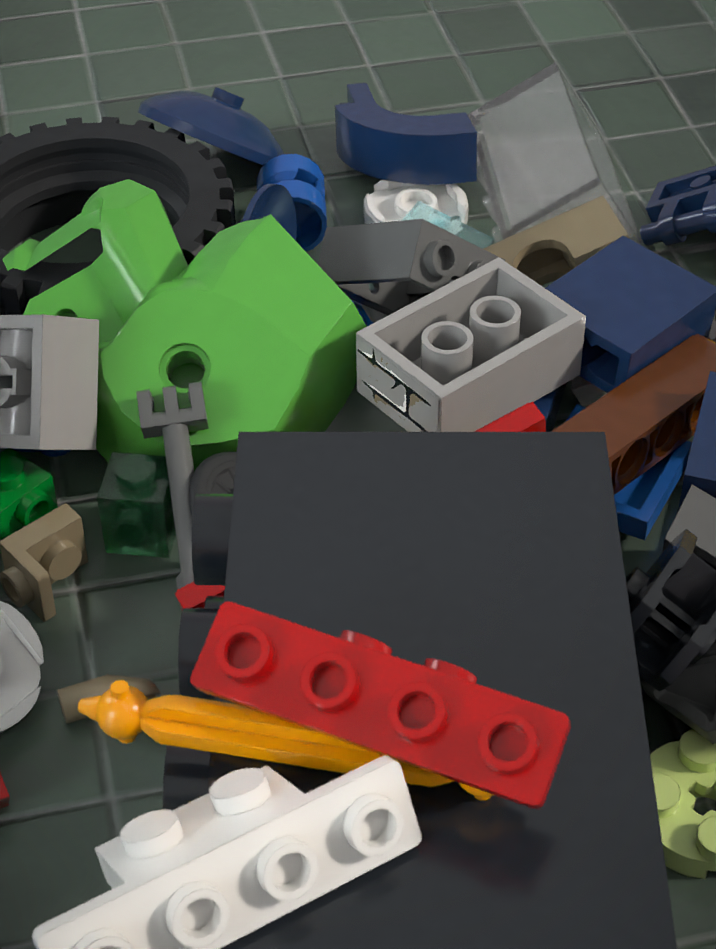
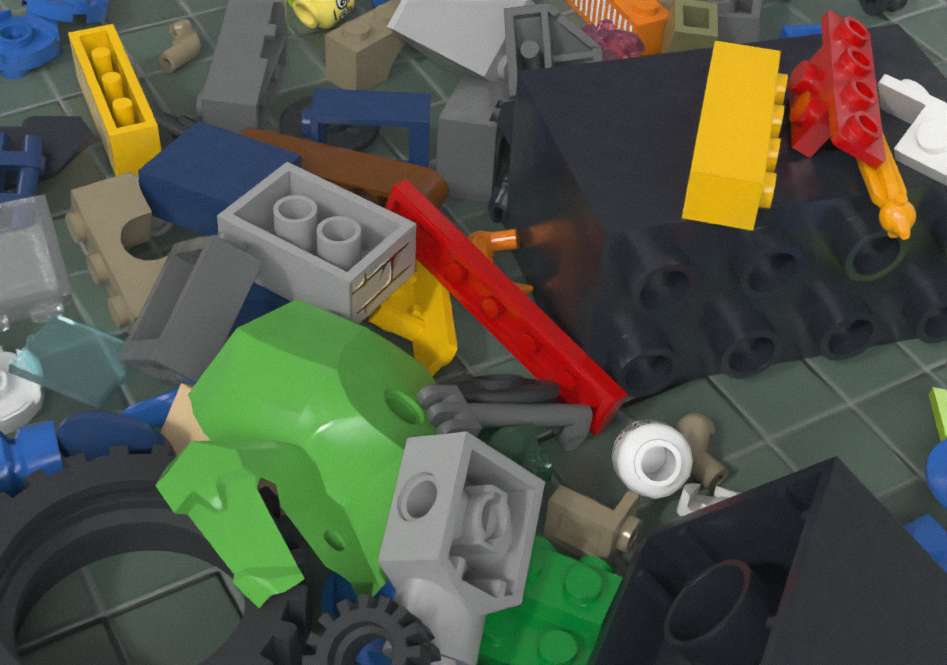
camera: 110 degrees left, 0 degrees up
(95, 622) = (652, 458): none -> white head
(356, 566) = (737, 137): none -> yellow brick

